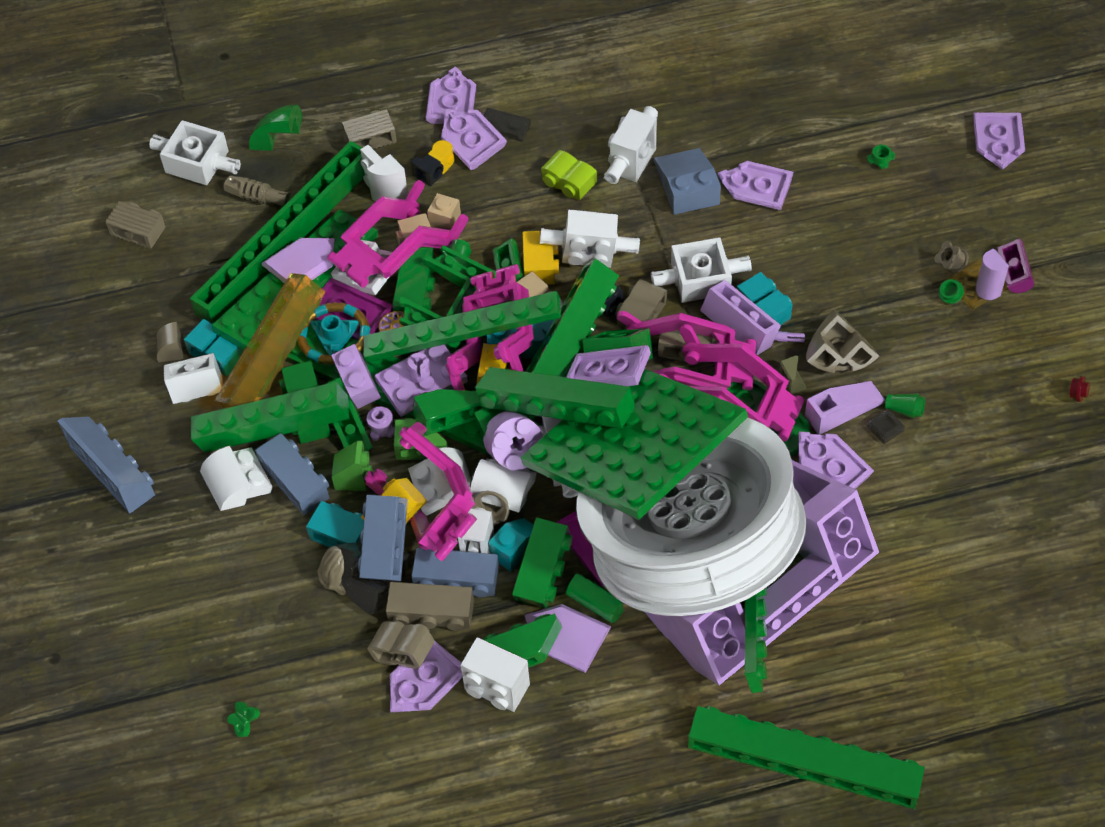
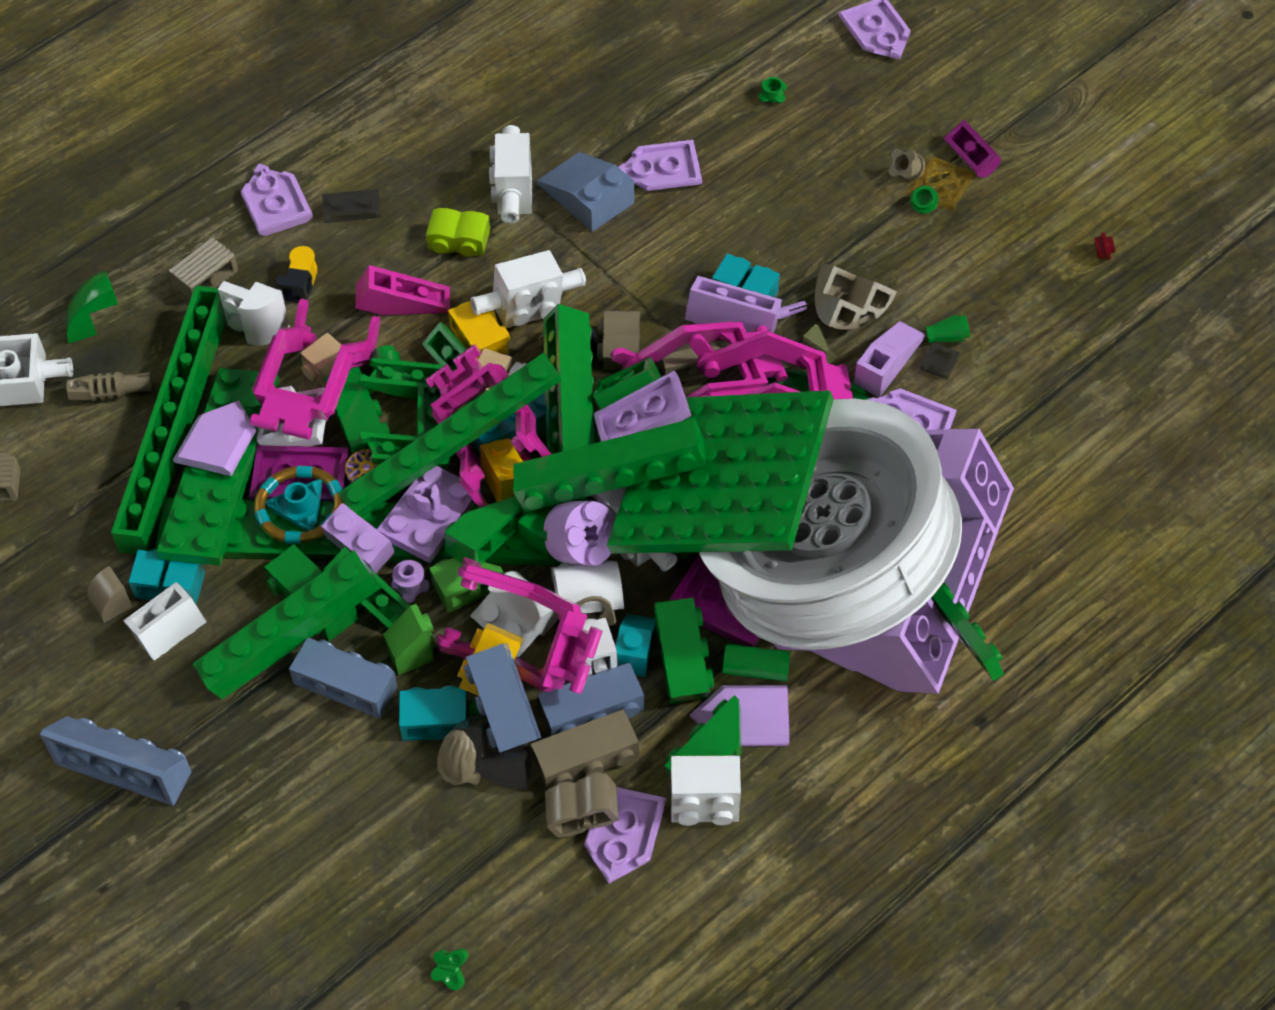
camera: 30 degrees left, 0 degrees up
(234, 477) = (278, 710): white brick -> none
(272, 342) = (239, 543): clear yellow brick -> none
(443, 212) = (345, 323): tan brick -> none
(471, 136) = (325, 230): lavender tile -> none
(498, 205) = (399, 294): none -> dark pink slope
(698, 268) = (661, 276): white brick -> none
(806, 756) = (1063, 725): green brick -> none
(991, 276) = (960, 167): lavender brick -> none

